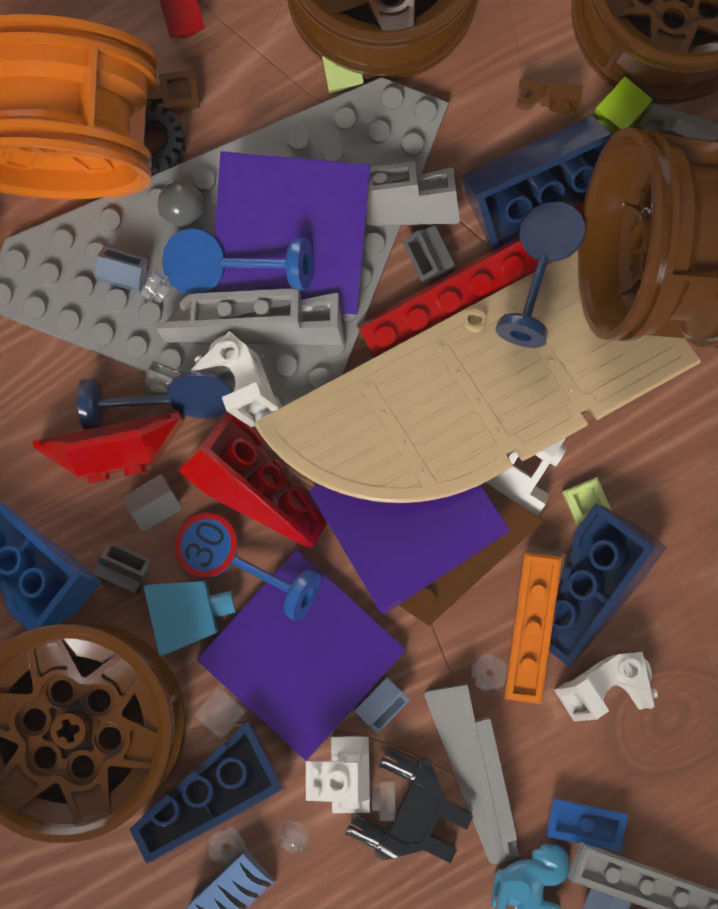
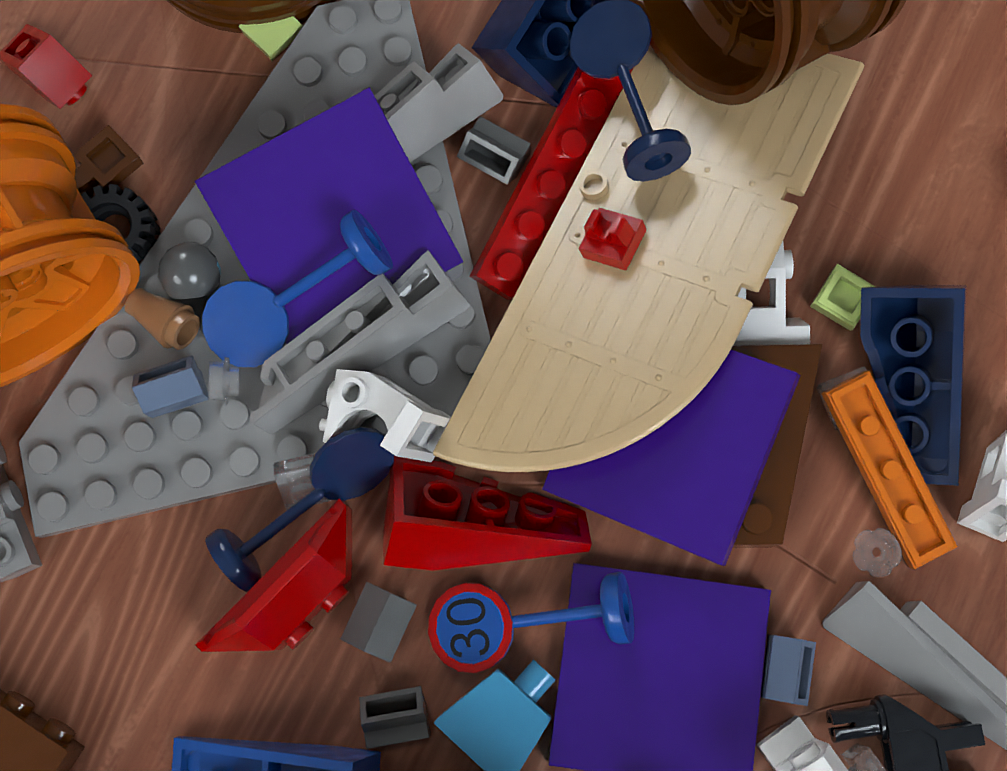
camera: 30 degrees left, 5 degrees down
(145, 223) = (166, 320): none -> medium nougat cone
(458, 364) = (612, 238): none -> red tile

